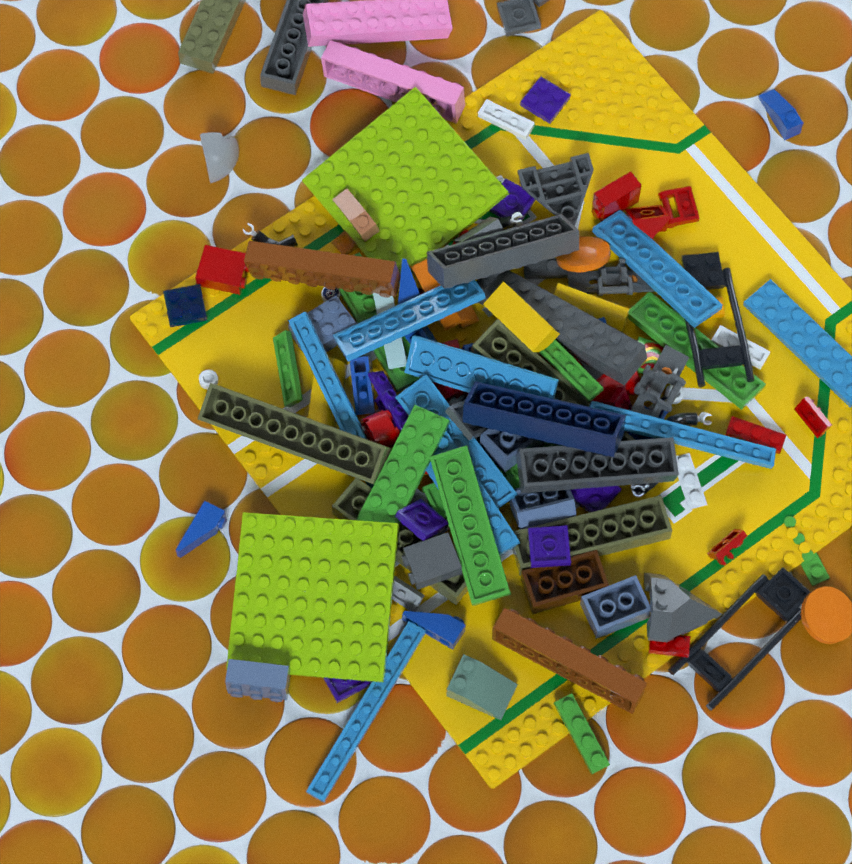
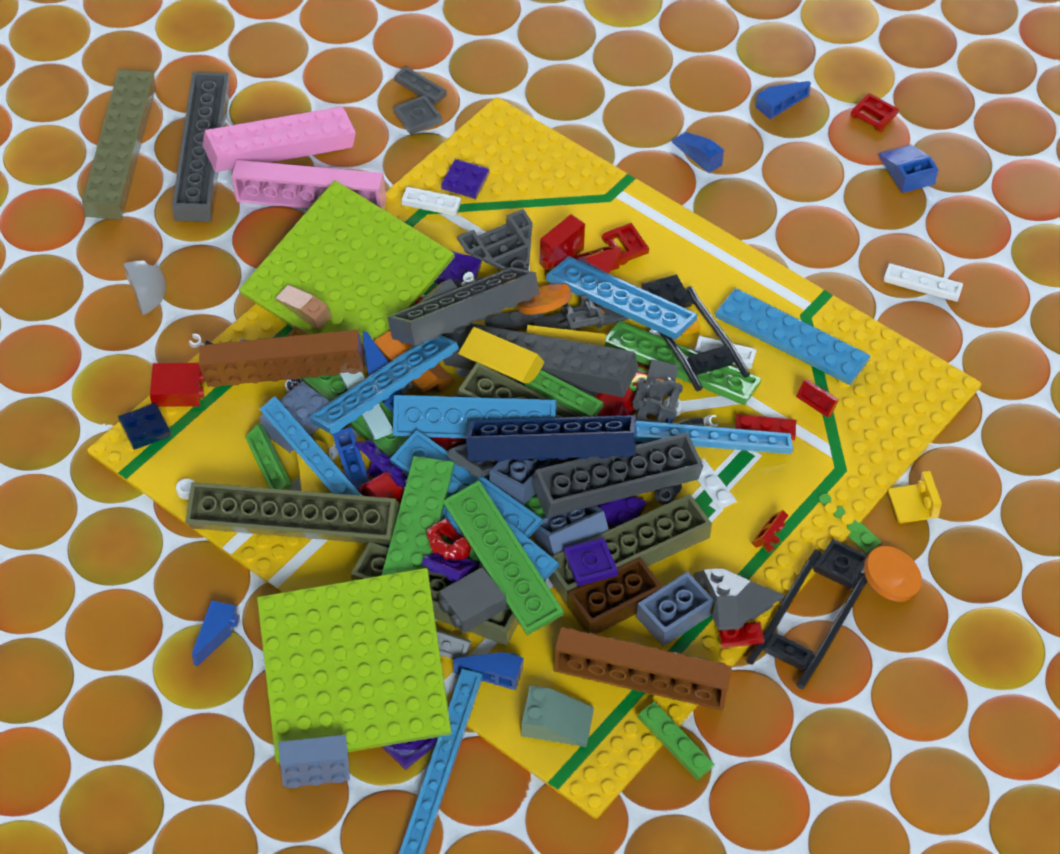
camera: 15 degrees left, 15 degrees down
(418, 505) = (460, 548): none -> red piece

